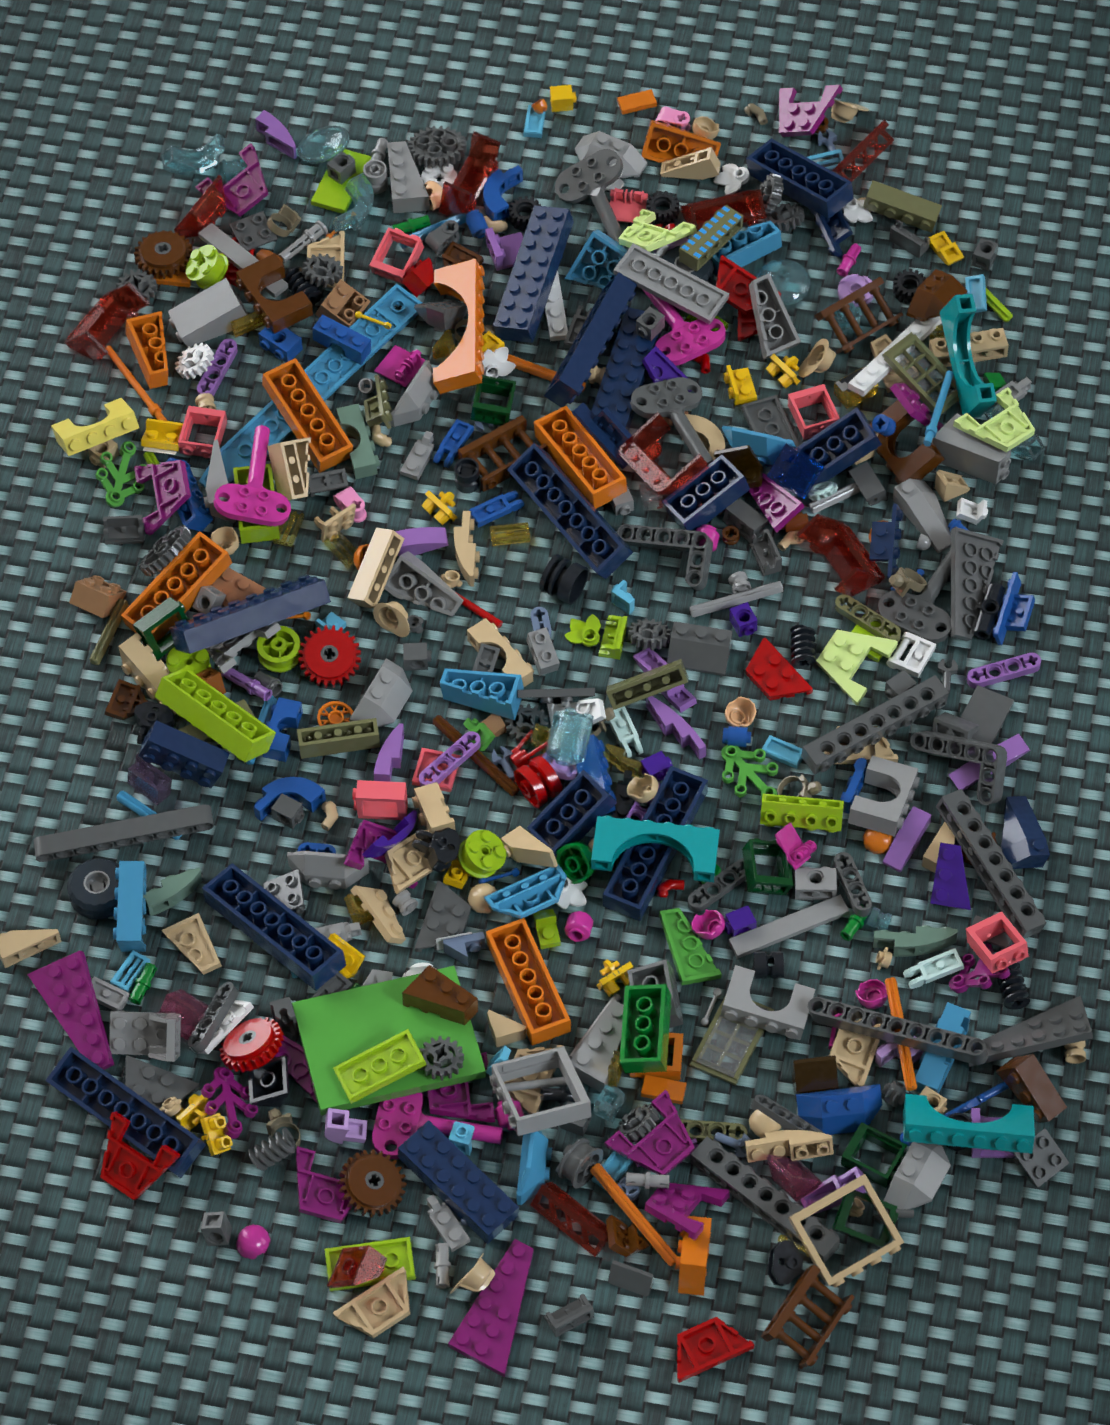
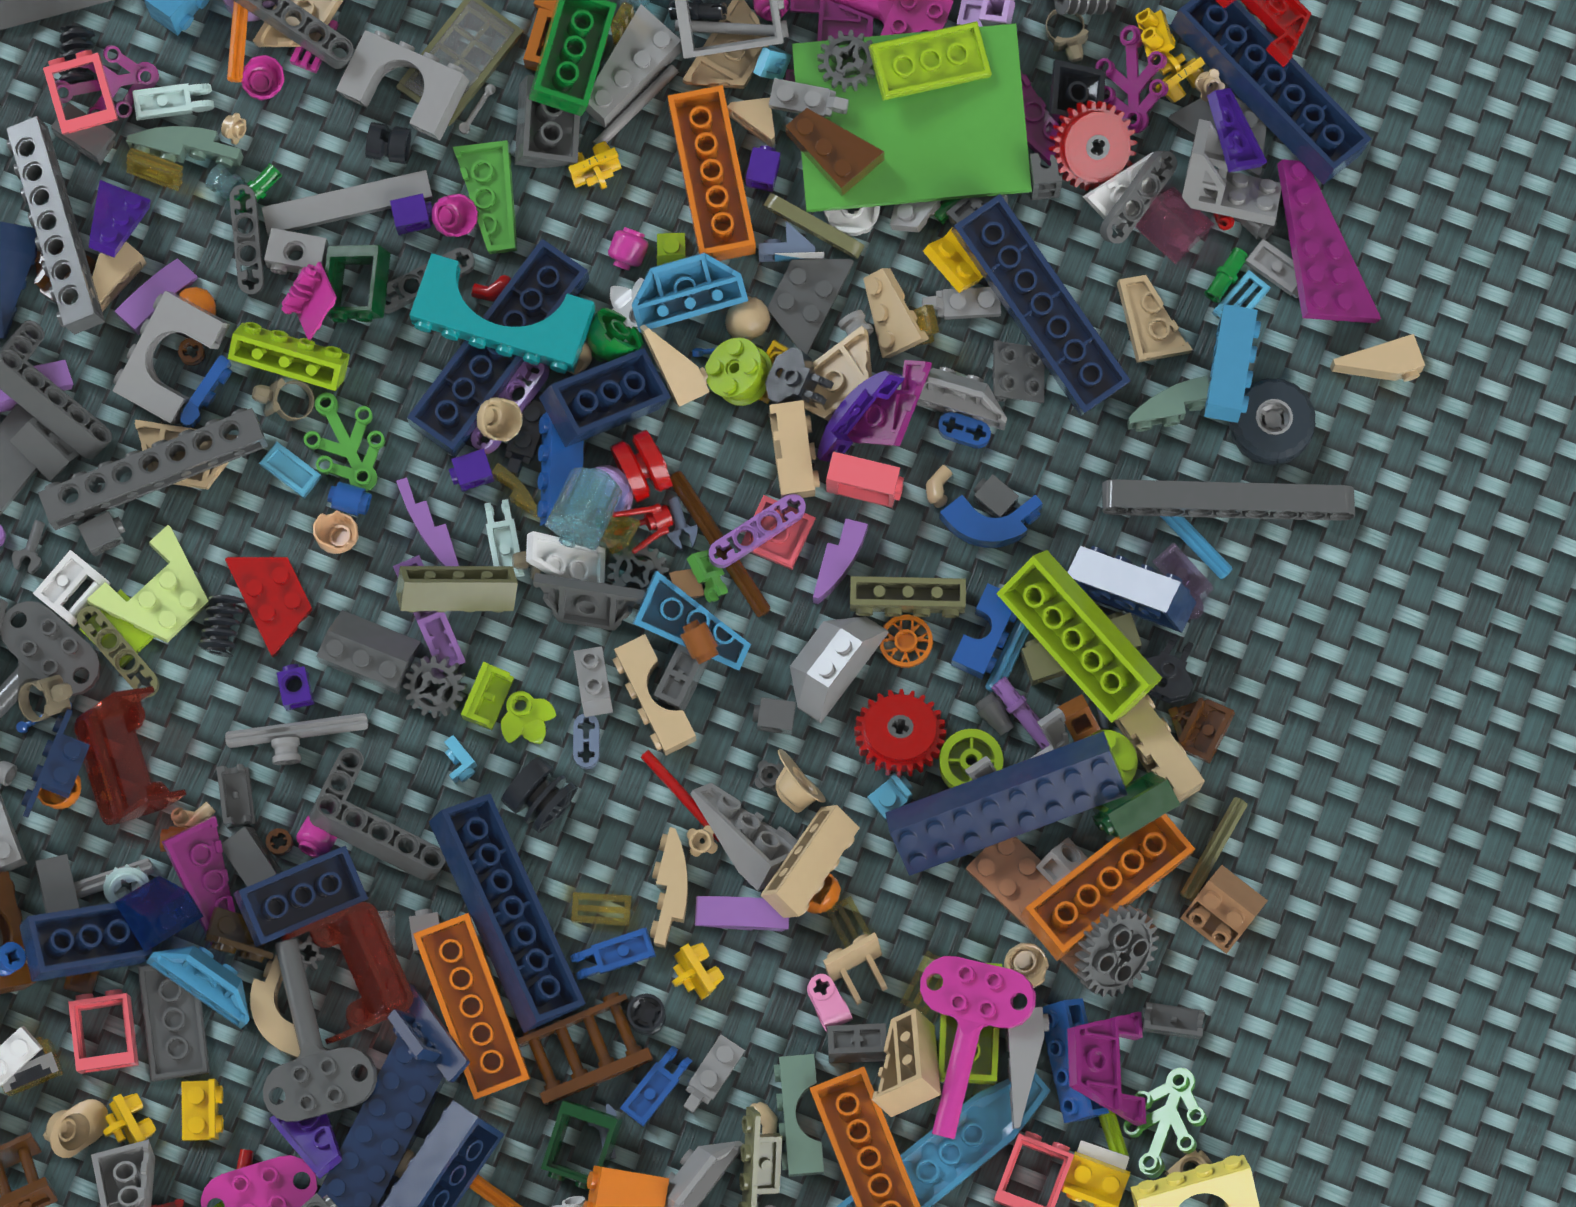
camera: 170 degrees left, 20 degrees up
(147, 1067) = (1235, 135): none -> dark purple wing
(464, 969) = (813, 226): none -> olive beam
(467, 1032) = (797, 97): none -> light grey hinge
(473, 669) = (699, 641): none -> dark orange brick
(492, 995) = (763, 168): none -> dark purple brick
(932, 920) = (154, 169): none -> clear yellow tile

